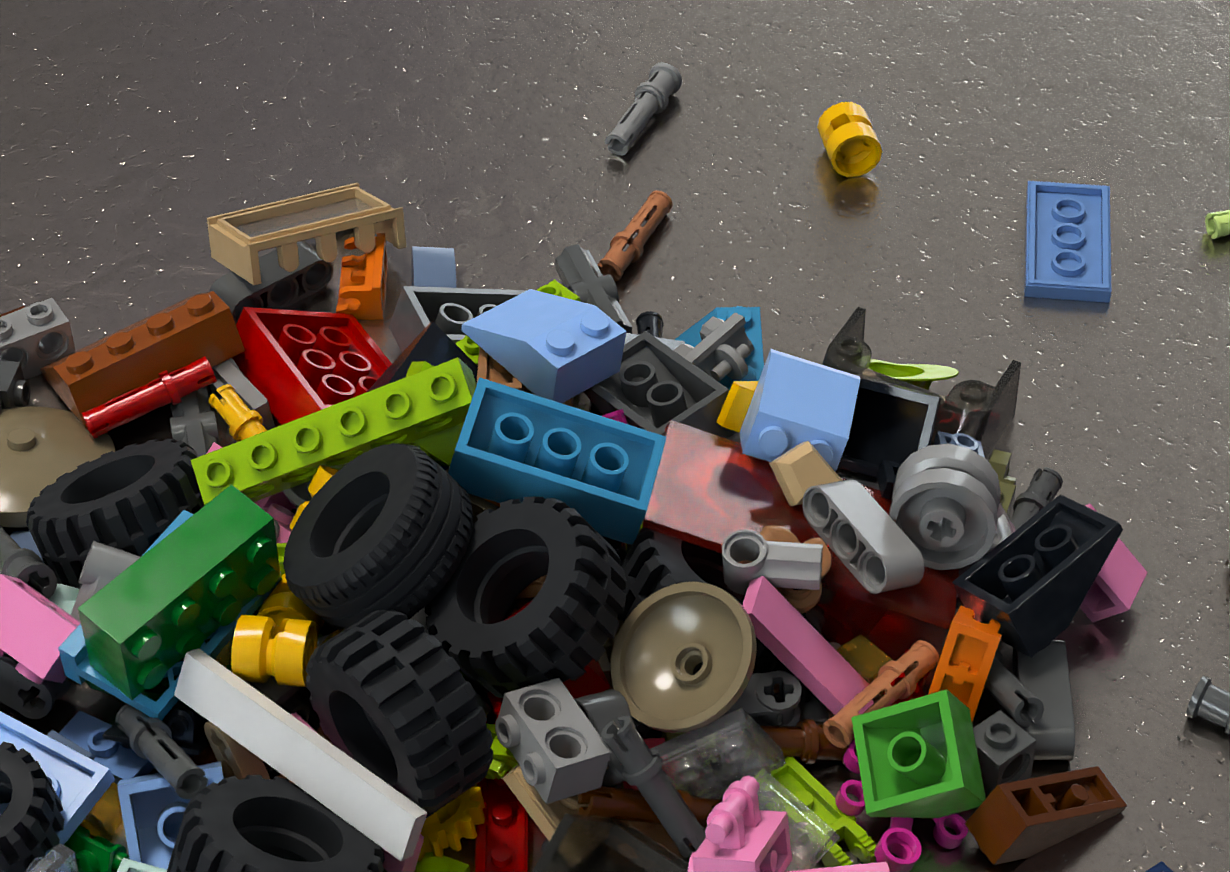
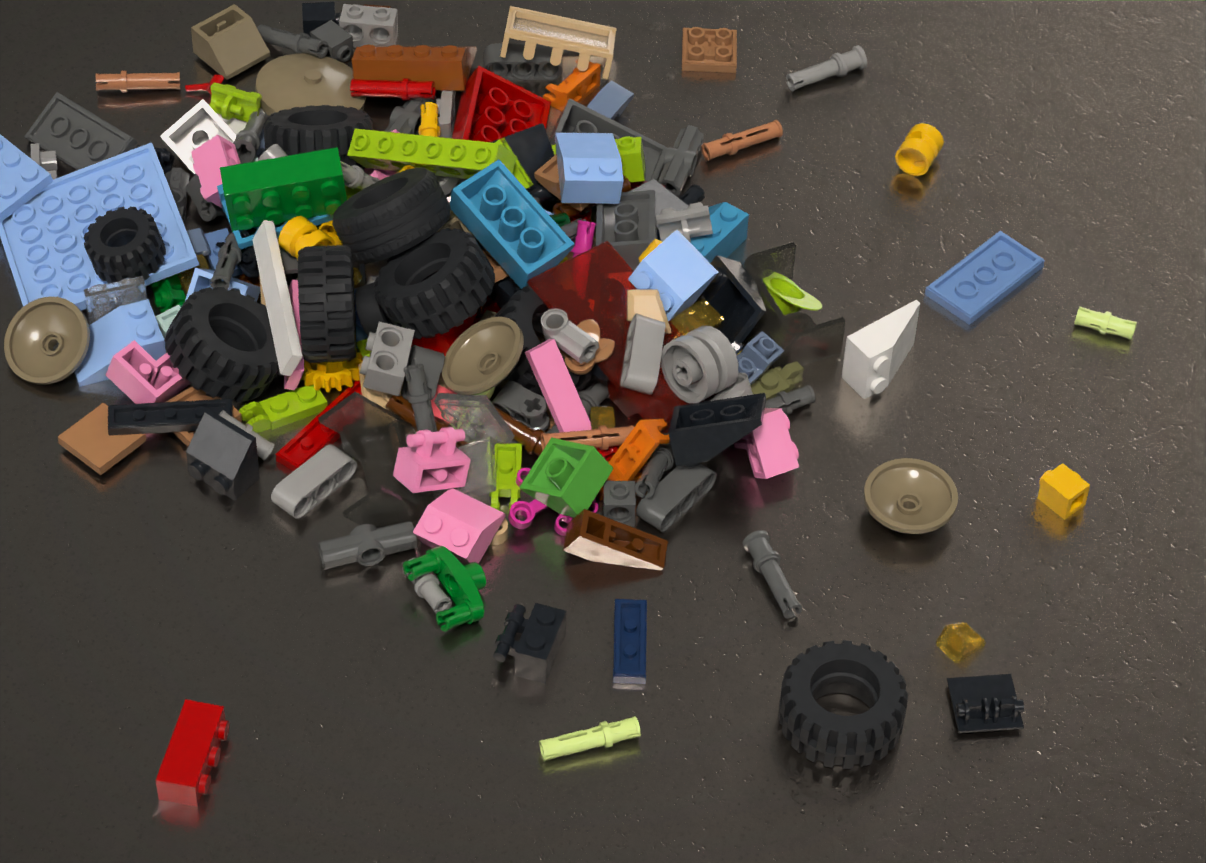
camera: 35 degrees right, 5 degrees up
(480, 158) = (709, 50): none -> medium nougat tile
(862, 464) = (697, 315): none -> clear yellow slope
(1085, 383) = (879, 349): none -> white slope

